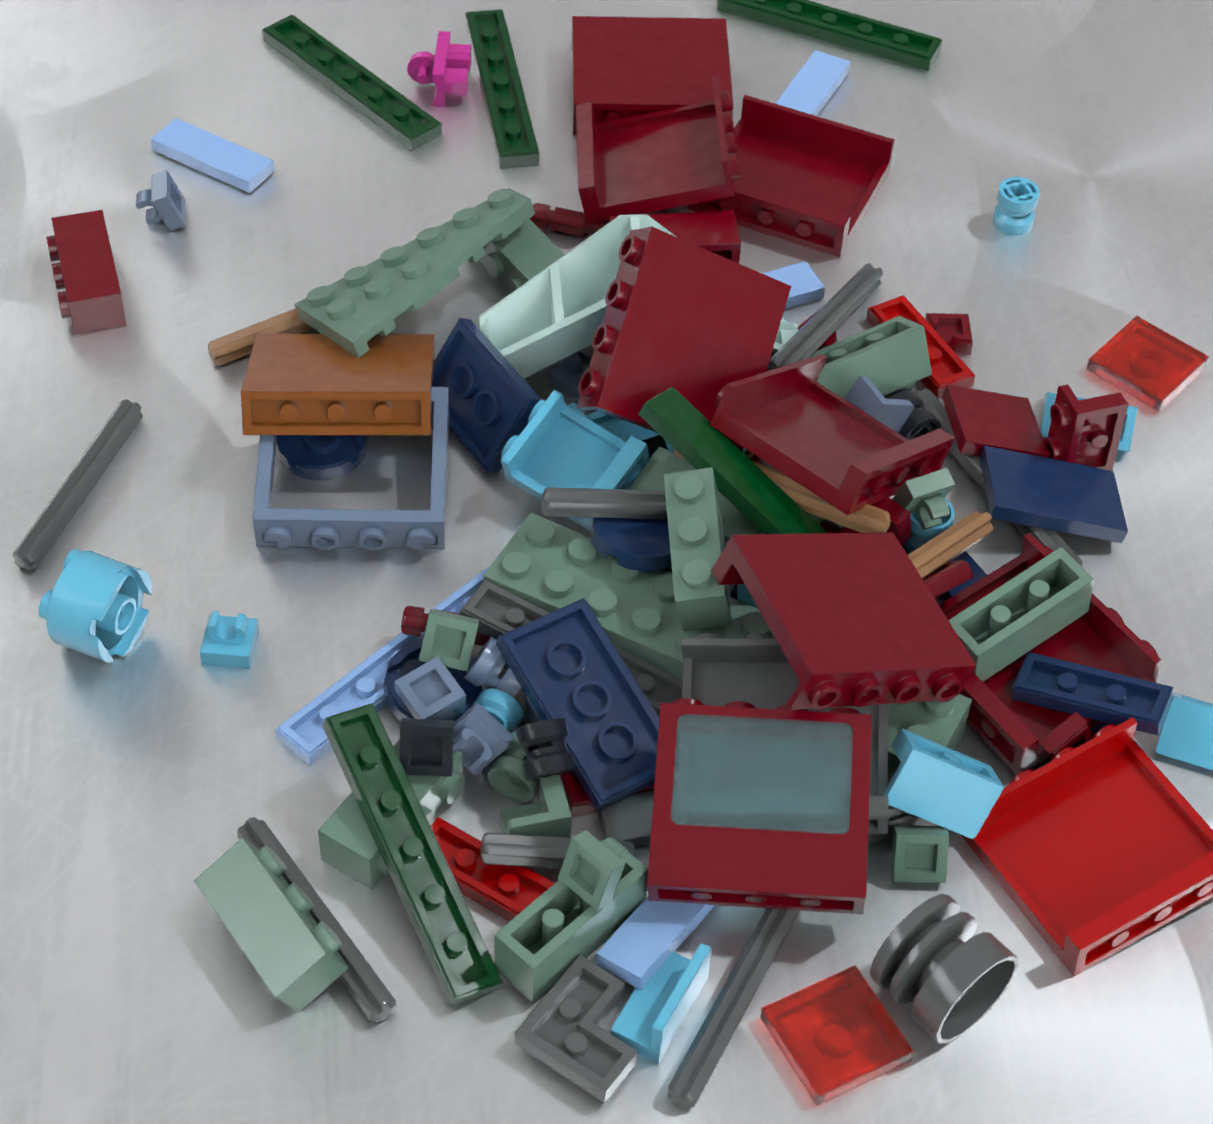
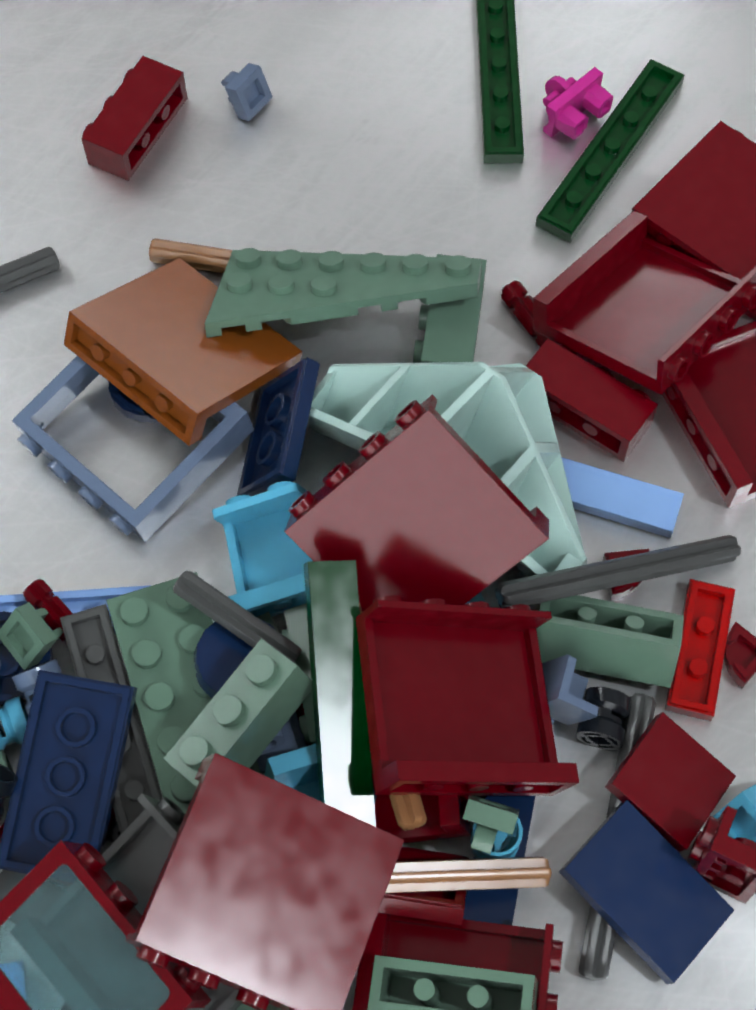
camera: 45 degrees right, 15 degrees up
(212, 155) = (328, 71): light blue tile -> none

